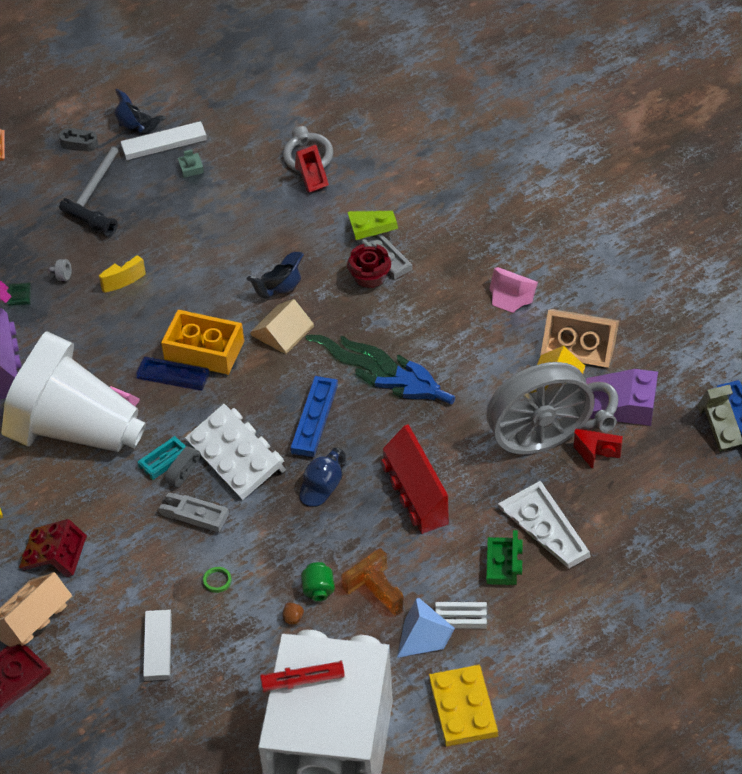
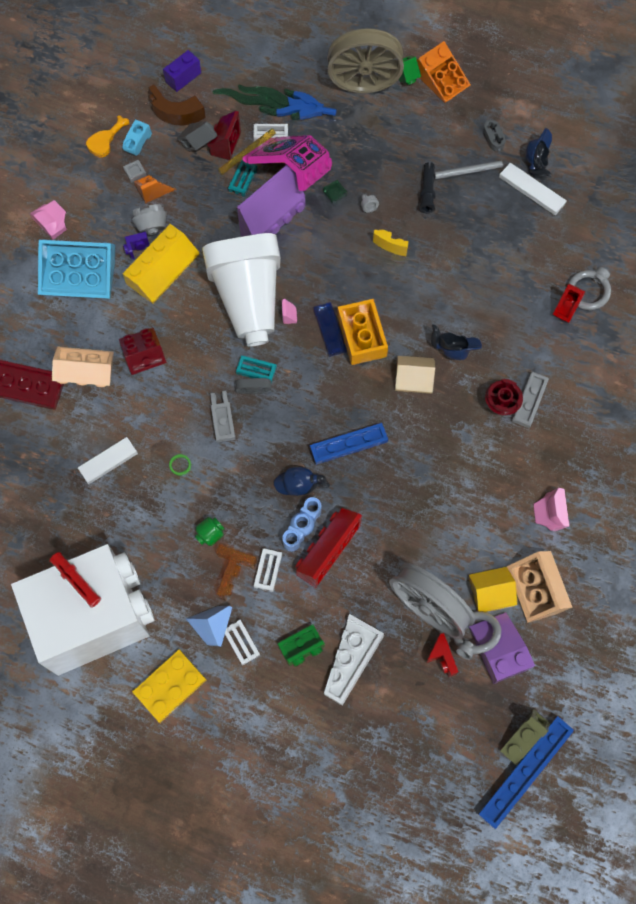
camera: 55 degrees right, 20 degrees up
(190, 164) = (522, 220): sand green tile -> none
(235, 451) = (287, 411): white bracket -> none
(292, 613) = (176, 530): dark orange hinge -> none
(371, 223) = (548, 374): lime wing -> none
(372, 496) = (304, 515): none -> light blue piece
(398, 564) = (264, 586): none -> white tile
(409, 384) = (419, 471): piece -> none

